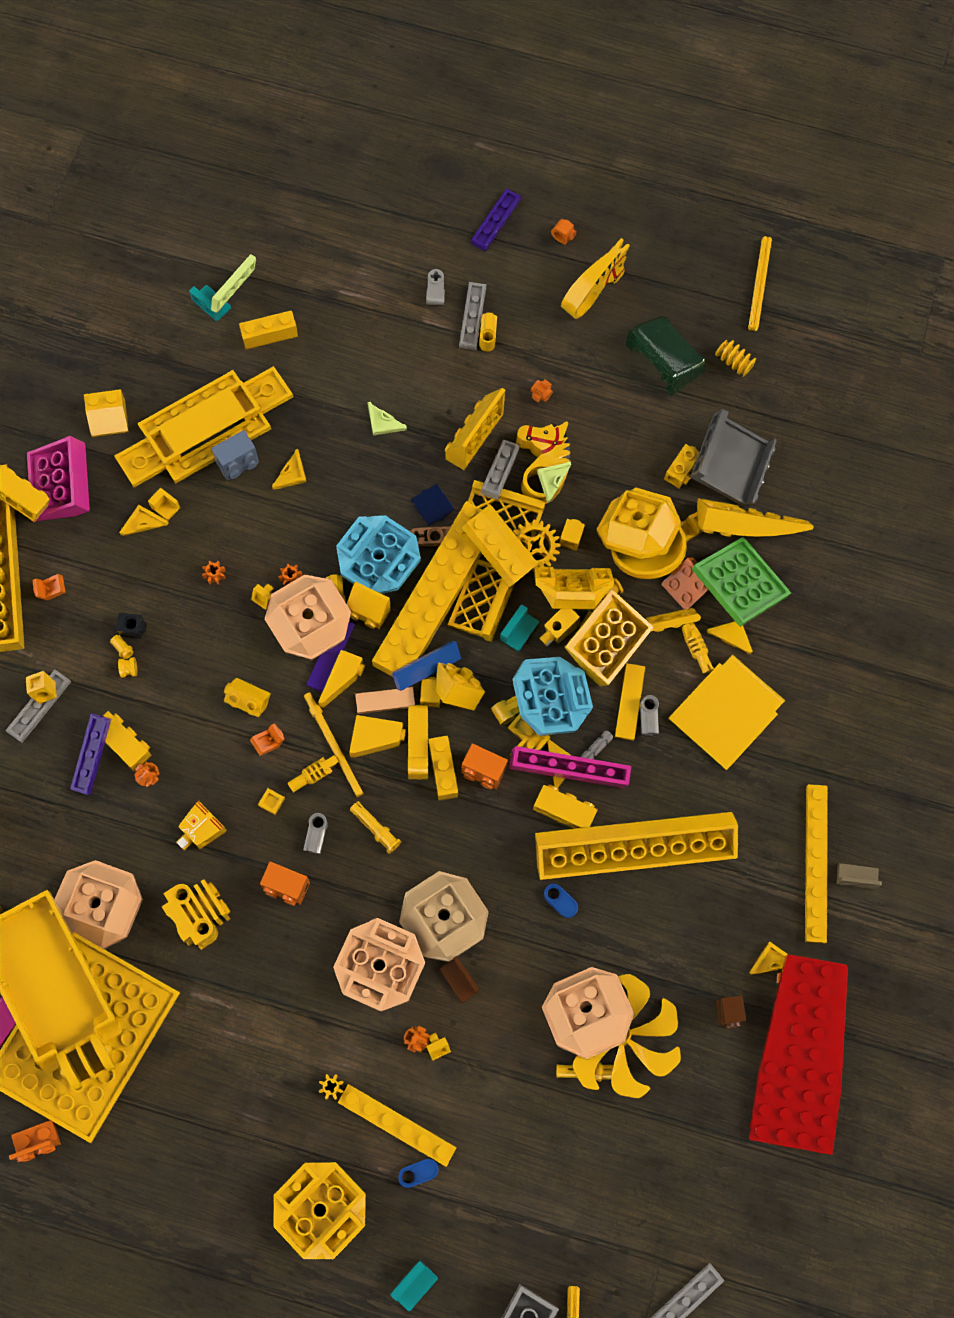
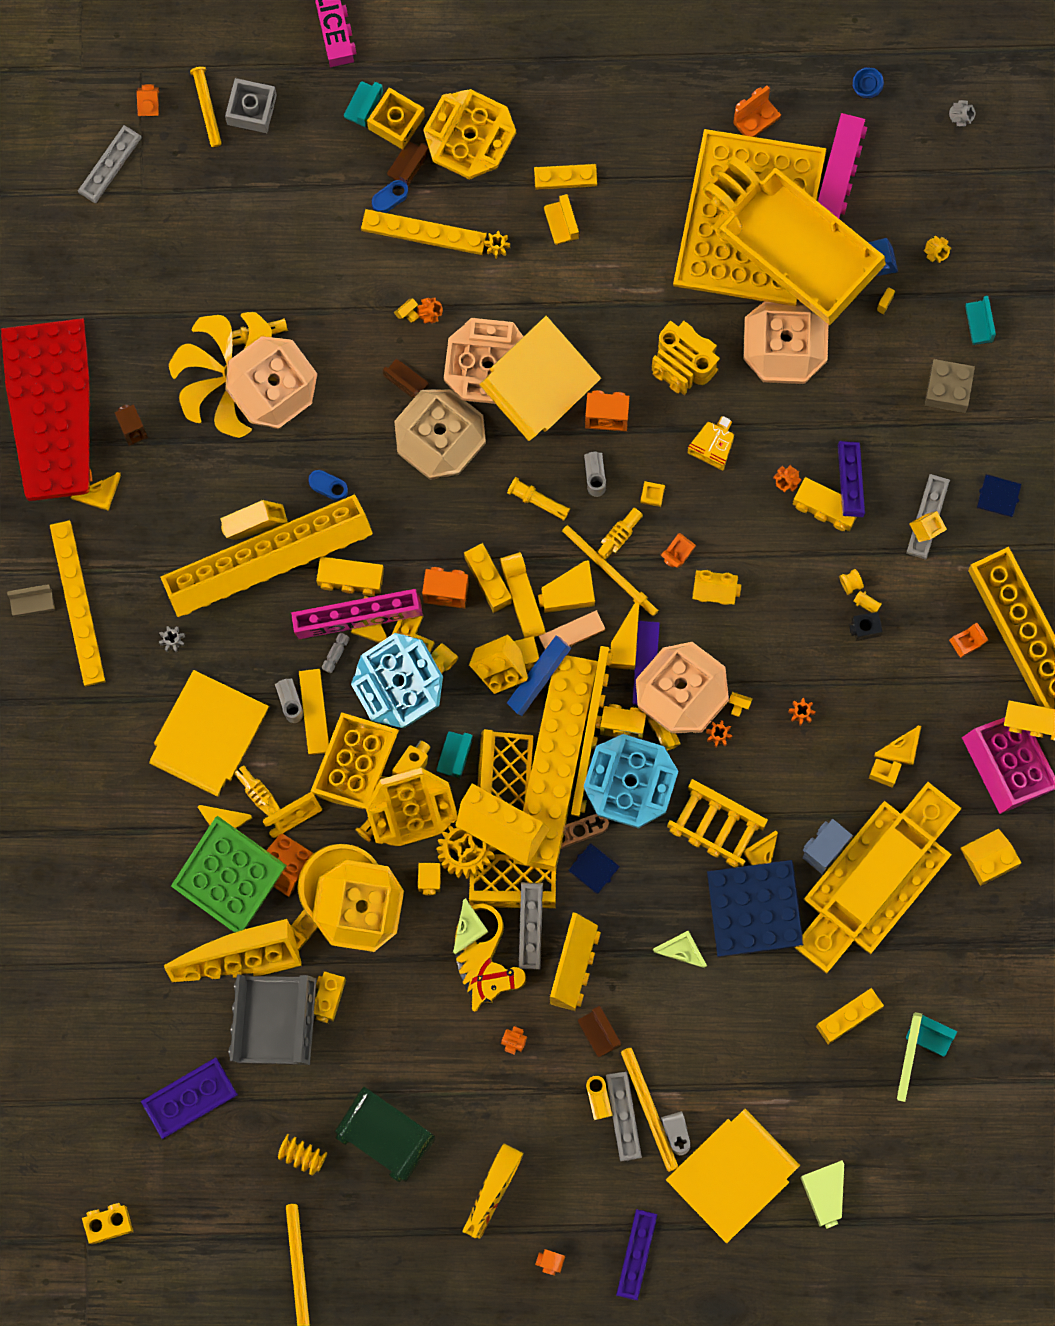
camera: 170 degrees right, 5 degrees up
(242, 1139) = (565, 176): none -> yellow plate
(261, 1093) = (561, 221): none -> yellow panel
(312, 431) = (755, 908): none -> dark blue plate
(313, 522) = (717, 802): none -> yellow fence
(335, 216) = (825, 1193): none -> yellowish green slope
(336, 933) = (539, 379): none -> yellow piece
(383, 628) = (593, 722): none -> yellow plate
(387, 1253) = (395, 118): none -> yellow brick
(390, 1204) = (408, 162): none -> reddish brown panel
(401, 250) = (733, 1174): none -> yellow piece
(451, 314) = (649, 1109): none -> yellow axle
(470, 380) = (599, 1032): none -> reddish brown panel
(637, 885) = (253, 520): none -> yellow slope
(742, 797) = (170, 632): none -> light grey gear
(815, 429) = (189, 1098): none -> dark purple tile
(902, 350) = (108, 1229): none -> yellow brick

